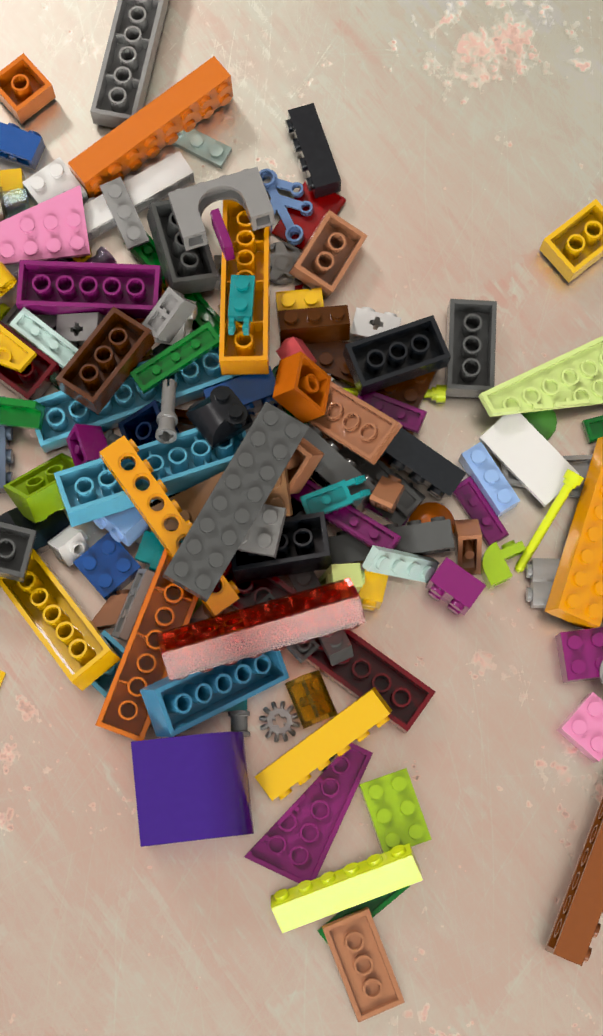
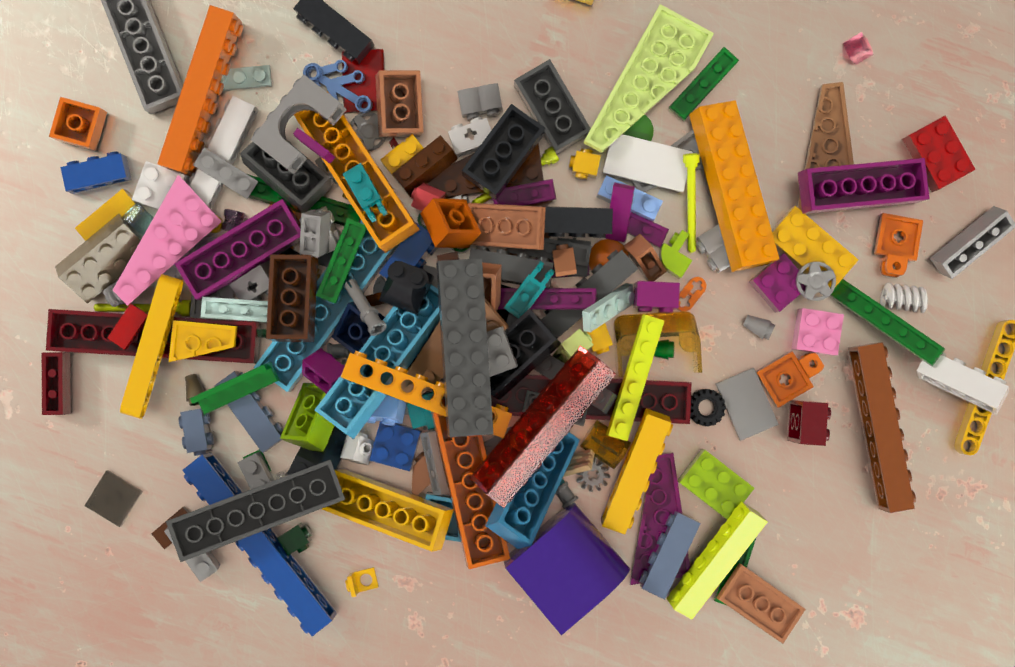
camera: 25 degrees left, 10 degrees up
(272, 698) = (576, 466): none -> tan tile
(303, 850) = (669, 555): none -> sand blue brick
(382, 649) = (635, 377): none -> neon yellow plate
(405, 300) = (480, 101): none -> light grey brick
(427, 644) = (665, 349): none -> green cone
(445, 719) = (719, 407): none -> black tyre
(461, 630) = (675, 324): none -> clear yellow windscreen
(467, 421) = (584, 164): none -> yellow brick
(473, 483) = (621, 204): none -> magenta tile
(477, 754) = (747, 404): none -> light grey tile
(491, 615) = (693, 297): none -> orange beam
(528, 807) = (808, 422): none -> dark red brick
(538, 685) = (761, 327): none -> light grey cone
(549, 753) = (799, 375): none -> orange plate

